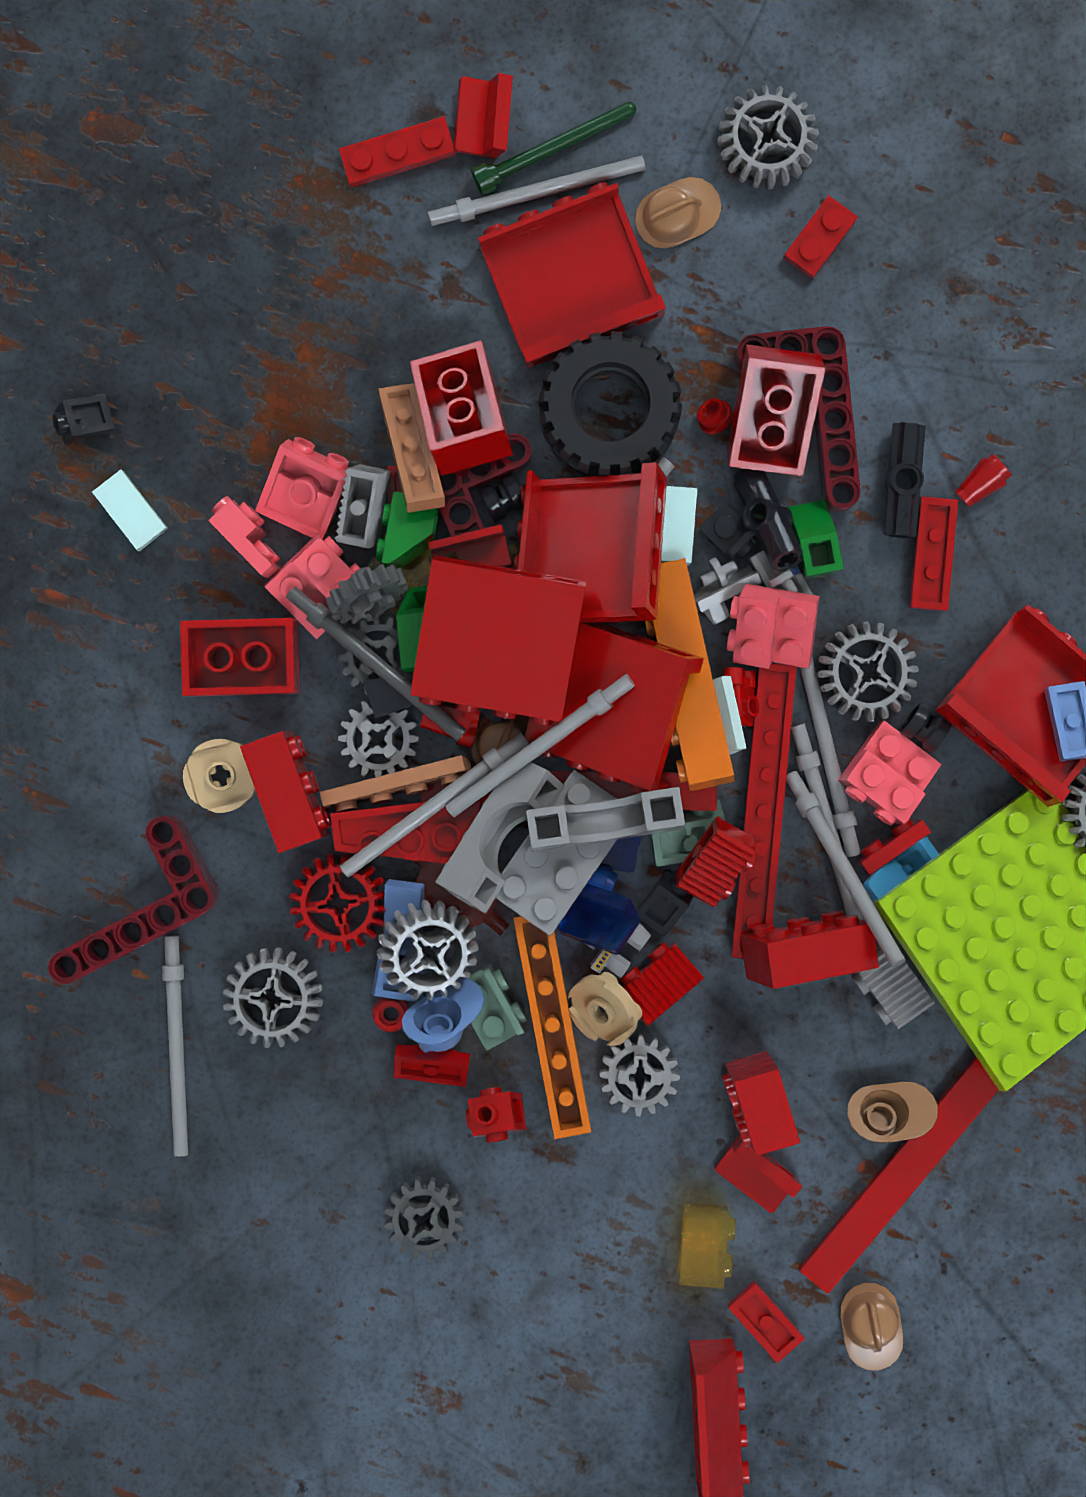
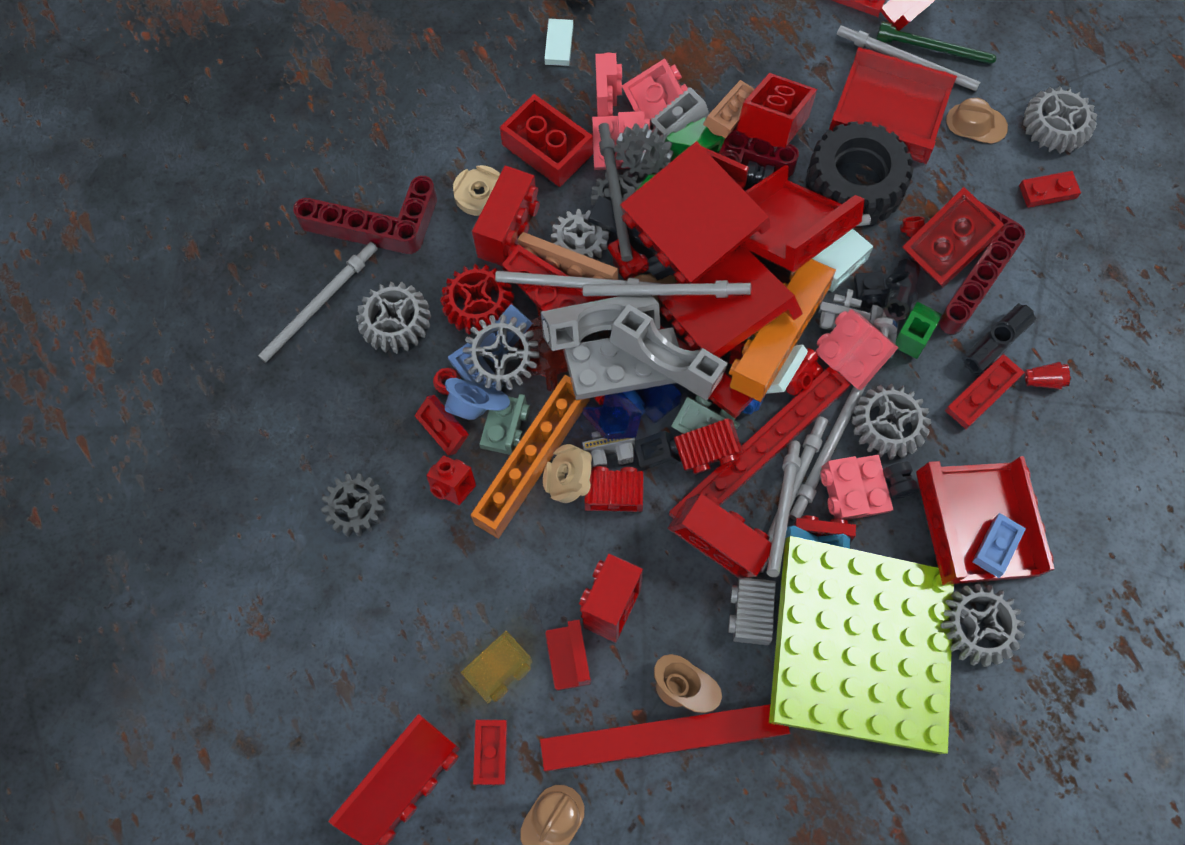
camera: 45 degrees right, 20 degrees down
(656, 1075) = (545, 523): light grey gear -> none

